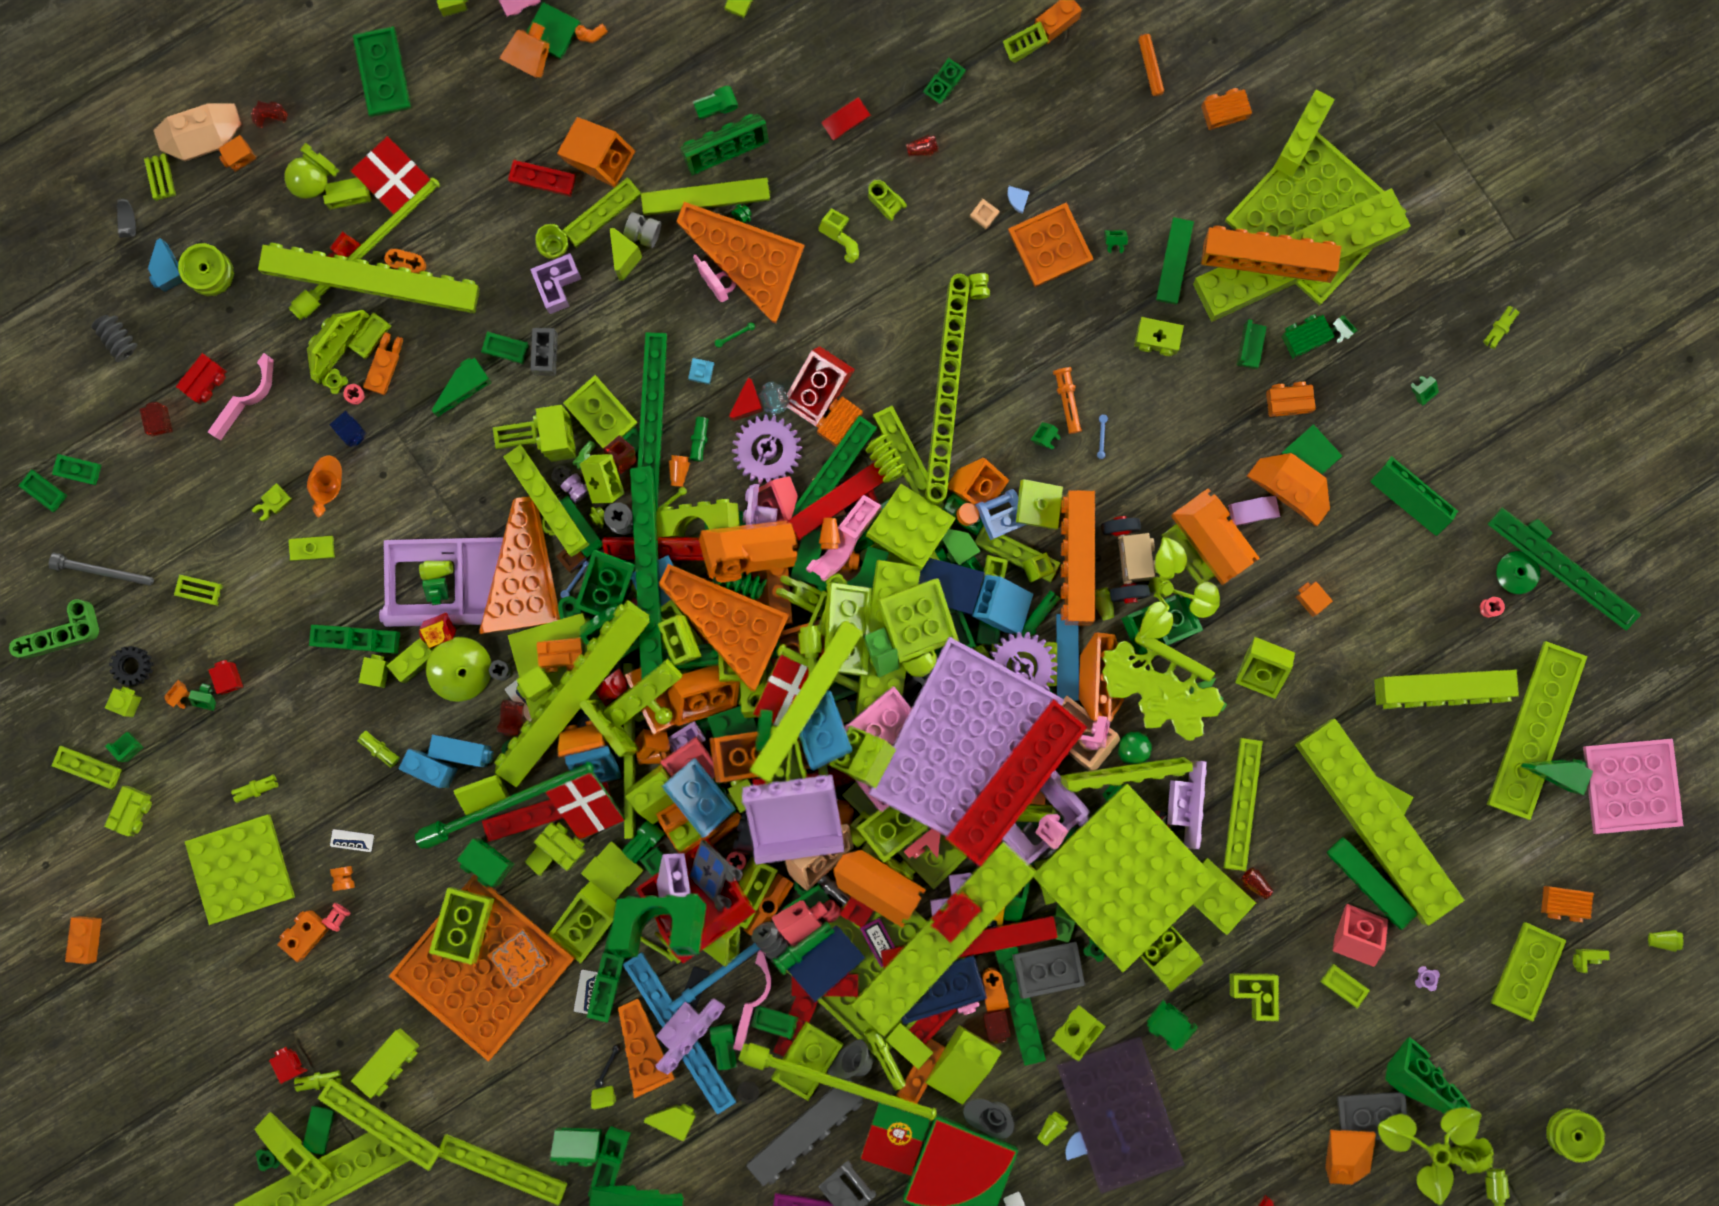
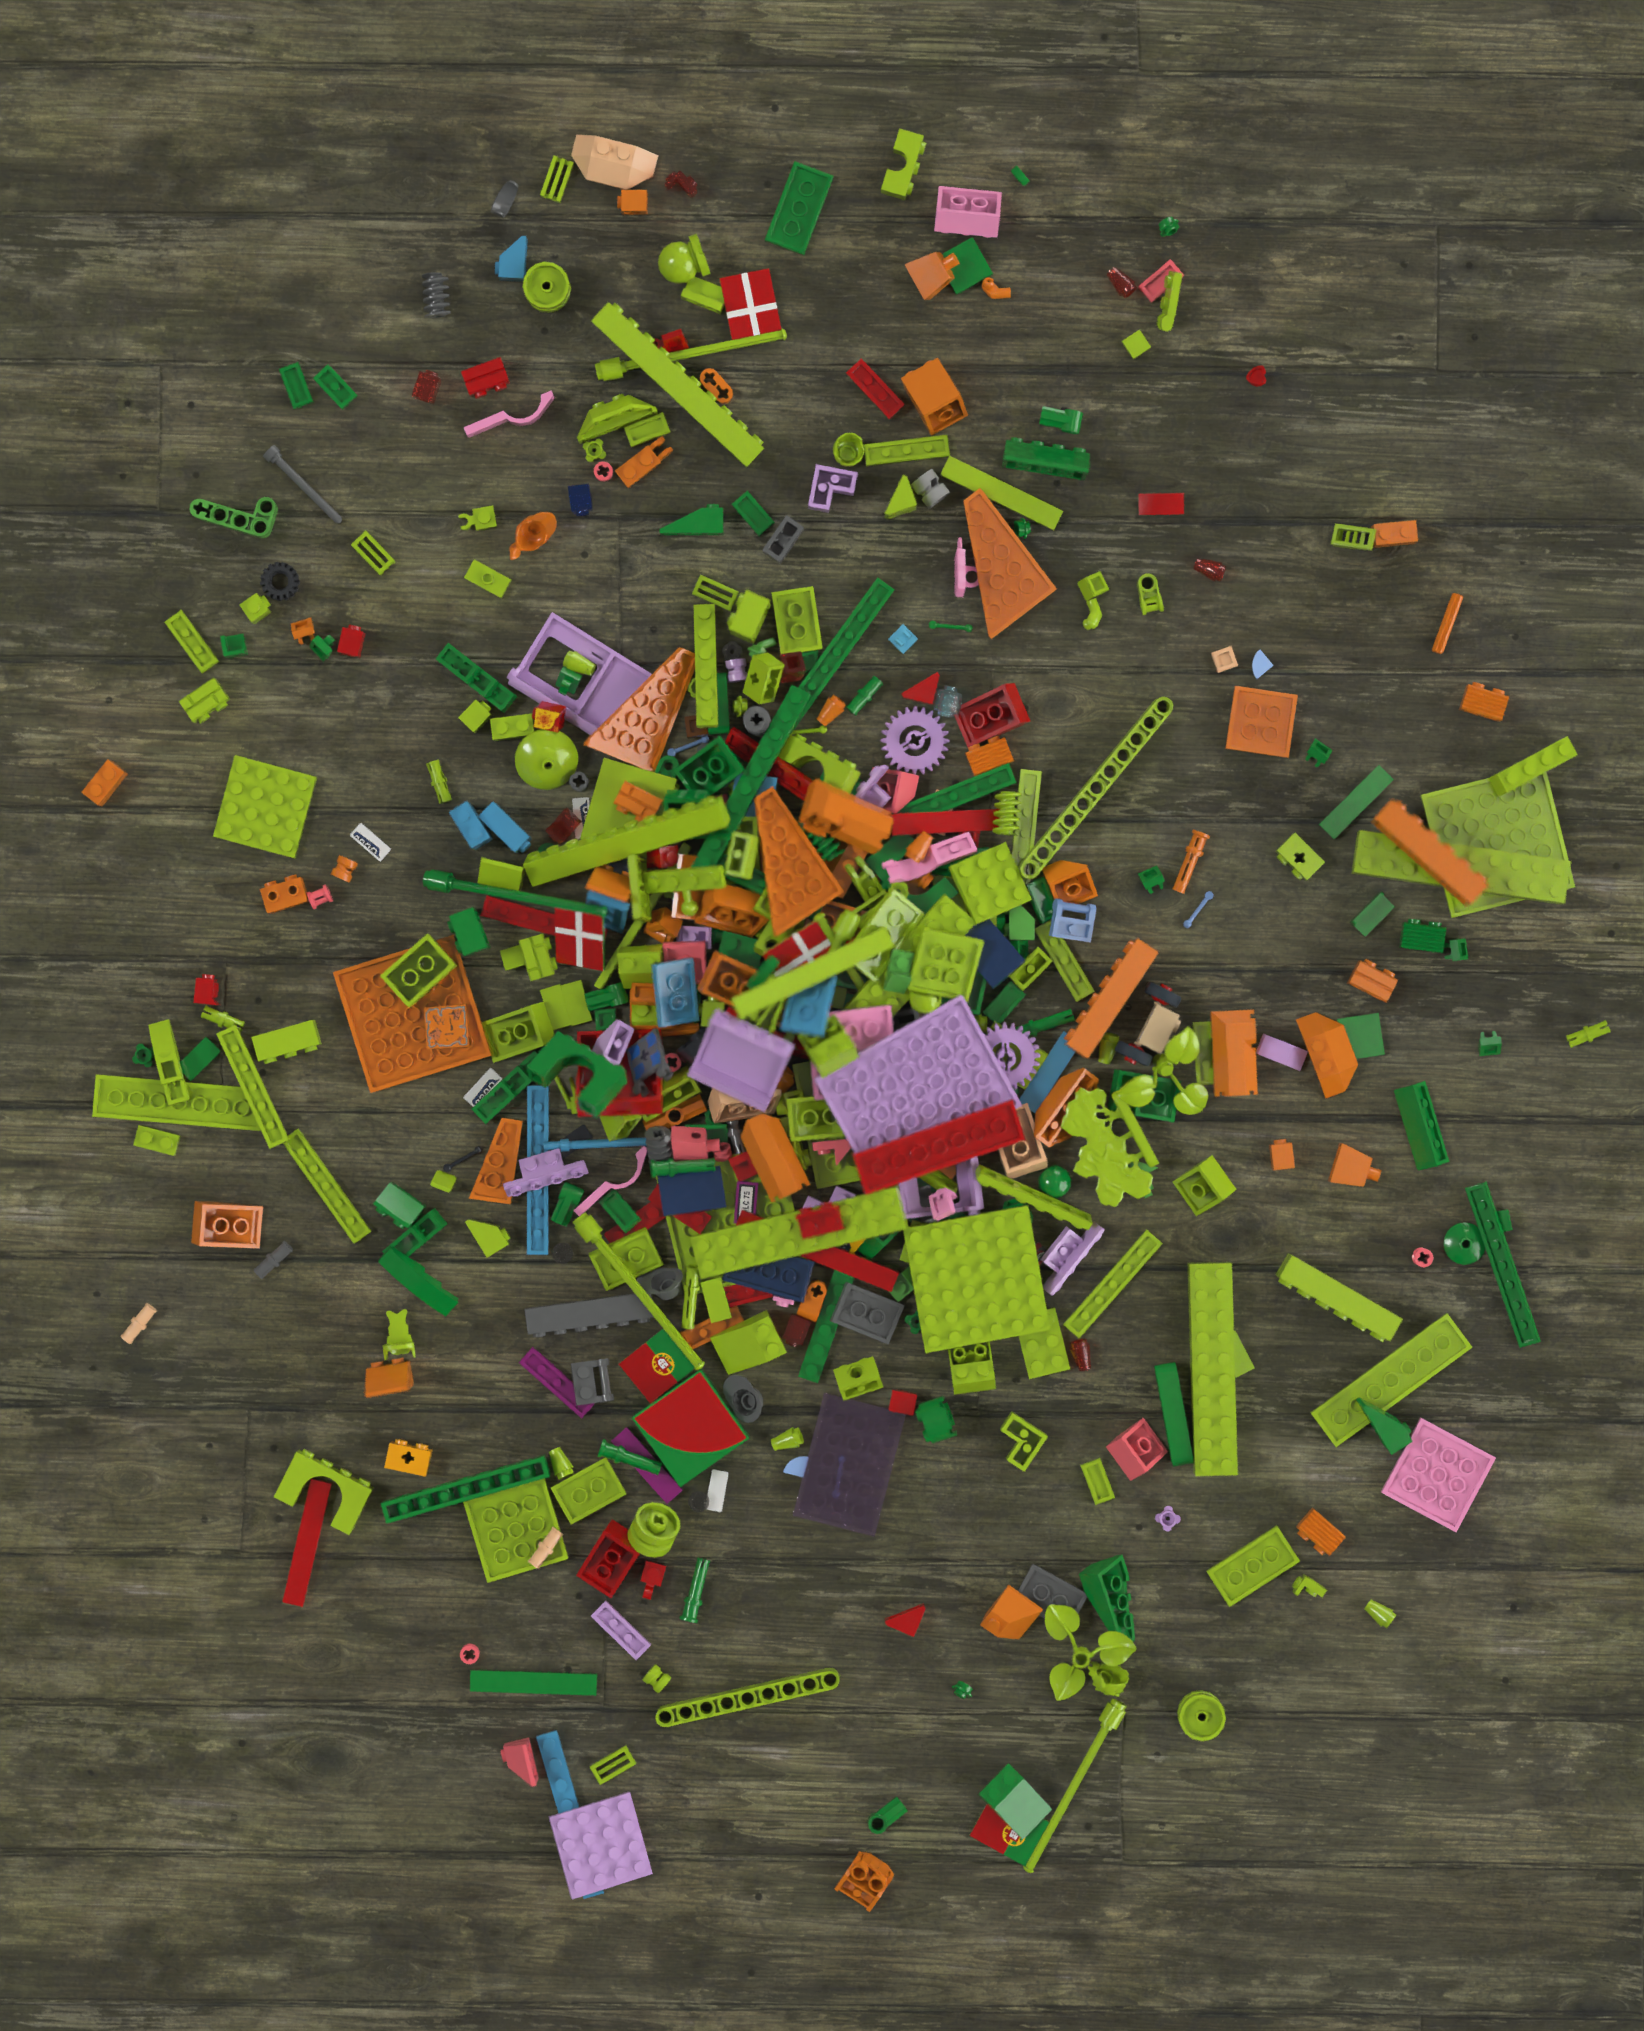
camera: 25 degrees right, 5 degrees up
(254, 788) = (318, 748): lime pin -> none
(534, 684) = (601, 814): lime slope -> none
(944, 81) = (1265, 524): green slope -> none
(967, 514) = (1044, 902): orange tile -> none
(978, 286) = (1180, 713): lime wheel -> none
(1002, 604) = (1023, 995): dark azure brick -> none
(1038, 567) = (1073, 983): lime slope -> none
(1039, 504) = (1108, 932): lime plate -> none
(1100, 732) = (1034, 1149): bright pink bracket -> none
(1131, 1028) = (902, 1402): none -> red panel
(1380, 569) = (1352, 1167): none -> orange torso

